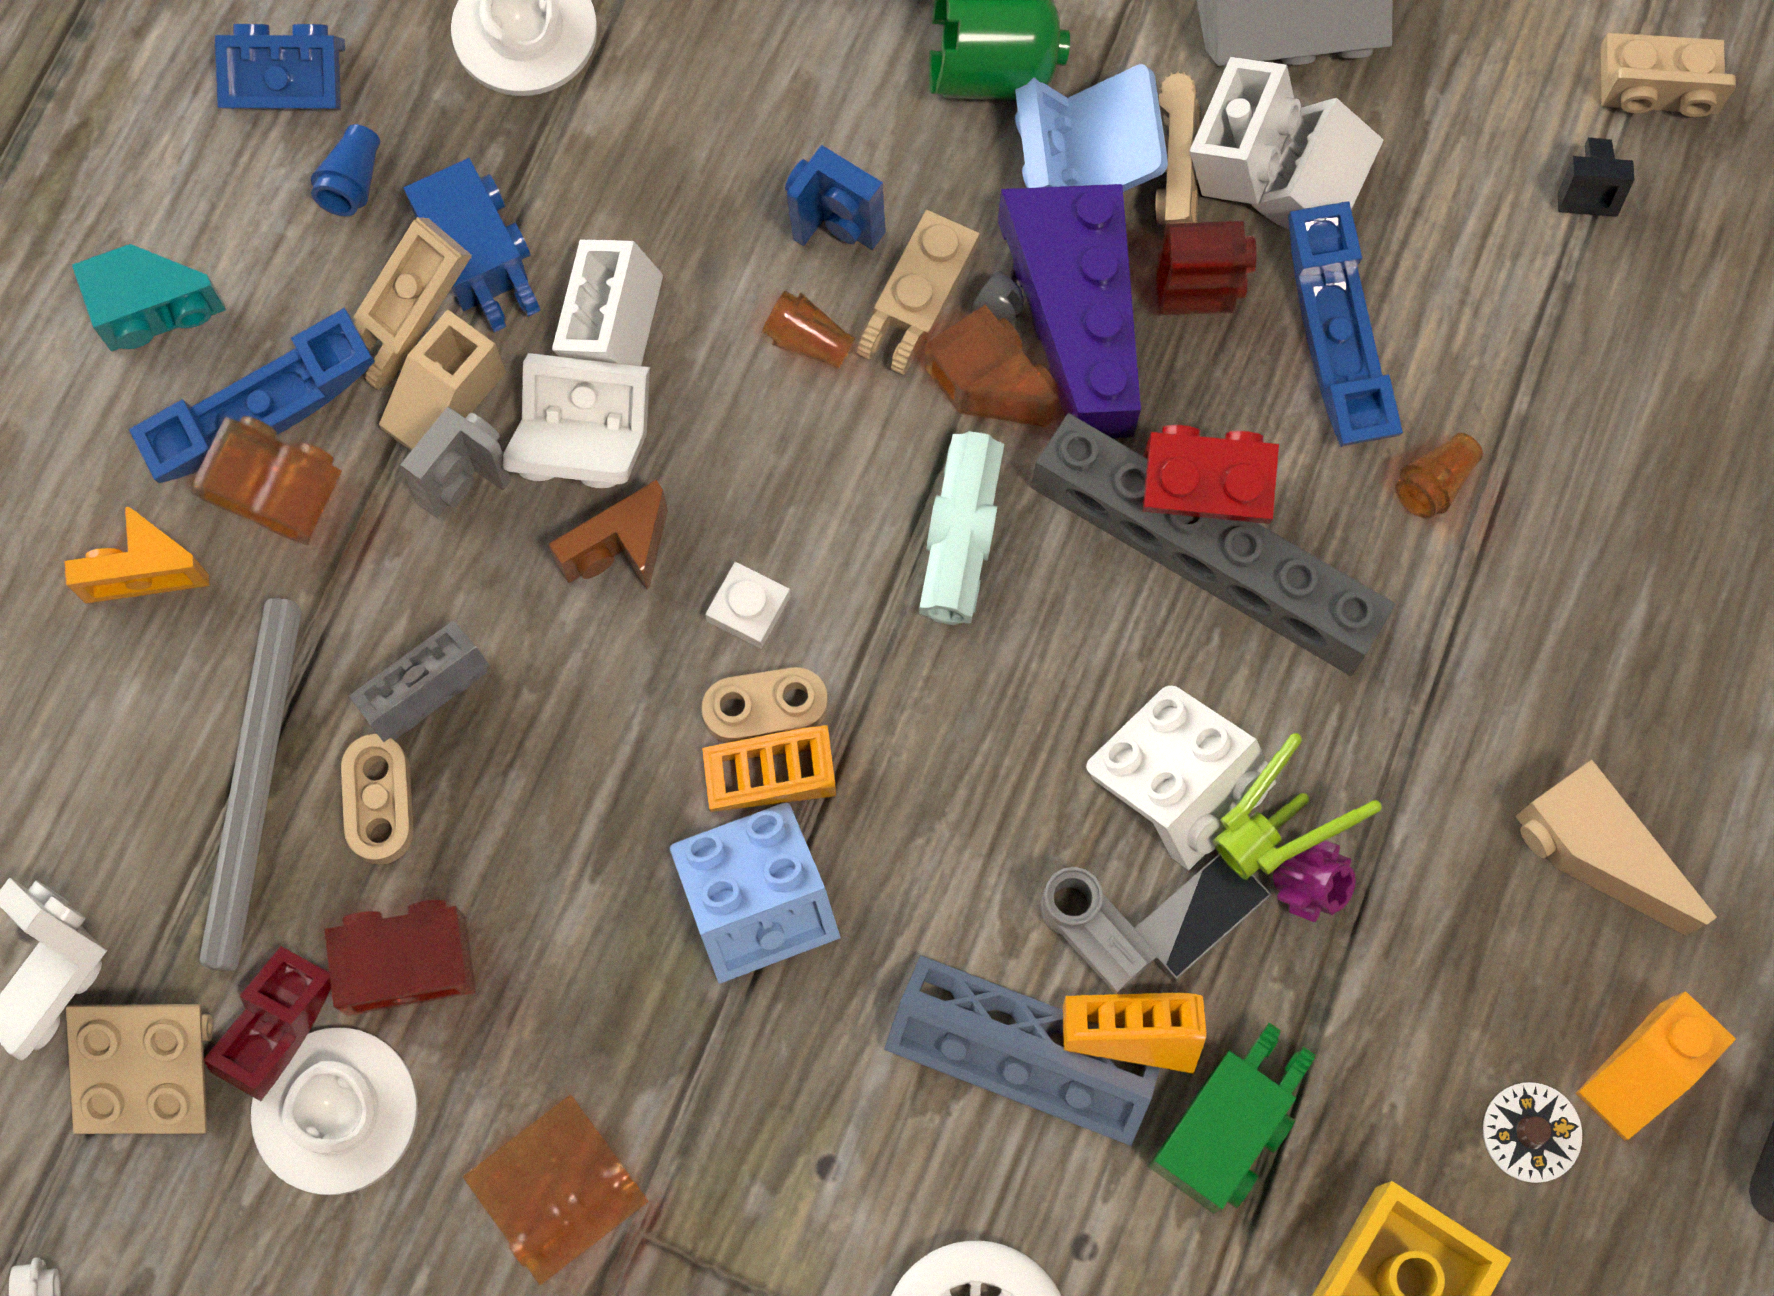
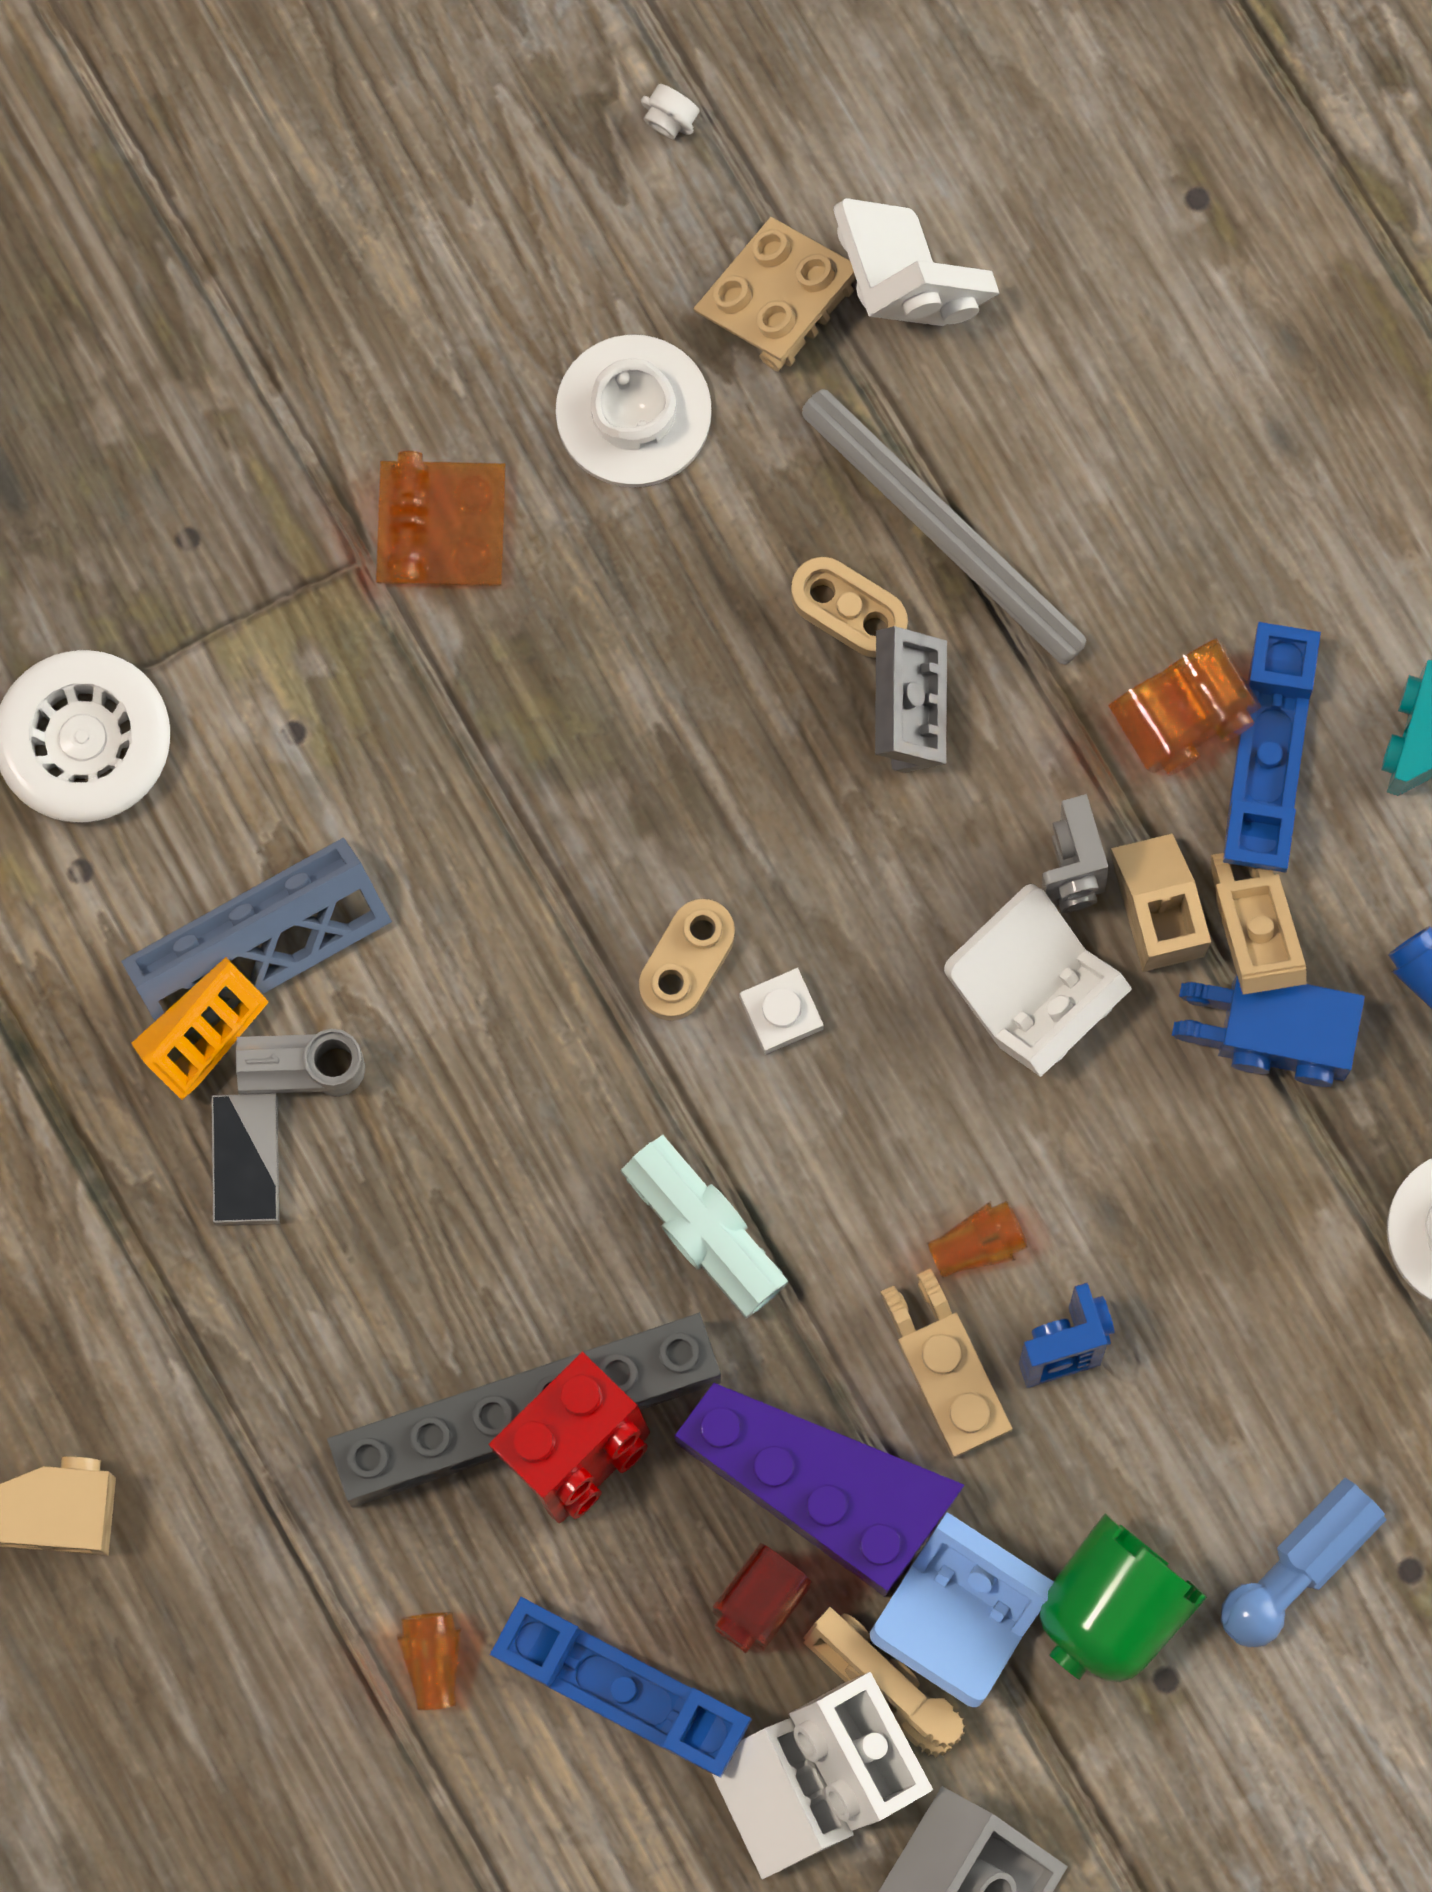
camera: 130 degrees right, 5 degrees up
(149, 567) = (1188, 575): light orange slope -> none
(276, 1019) = (733, 408): dark red slope -> none
(399, 958) = (704, 533): clear red brick -> none
(608, 303) = (1127, 1089): white brick -> none
(626, 527) = (913, 962): dark orange slope -> none
(754, 892) = (546, 832): light blue bracket -> none
(788, 743) = (606, 966): light orange slope -> none
(988, 374) = (821, 1355): clear orange slope -> none
(1001, 297) = (884, 1419): dark grey hinge -> none
(1180, 770) = (364, 1232): white bracket -> none
(1230, 1125) = (72, 1041): green hinge -> none
(1251, 841) = (261, 1229): lime plant -> none
(1315, 881) = (195, 1260): magenta gear -> none

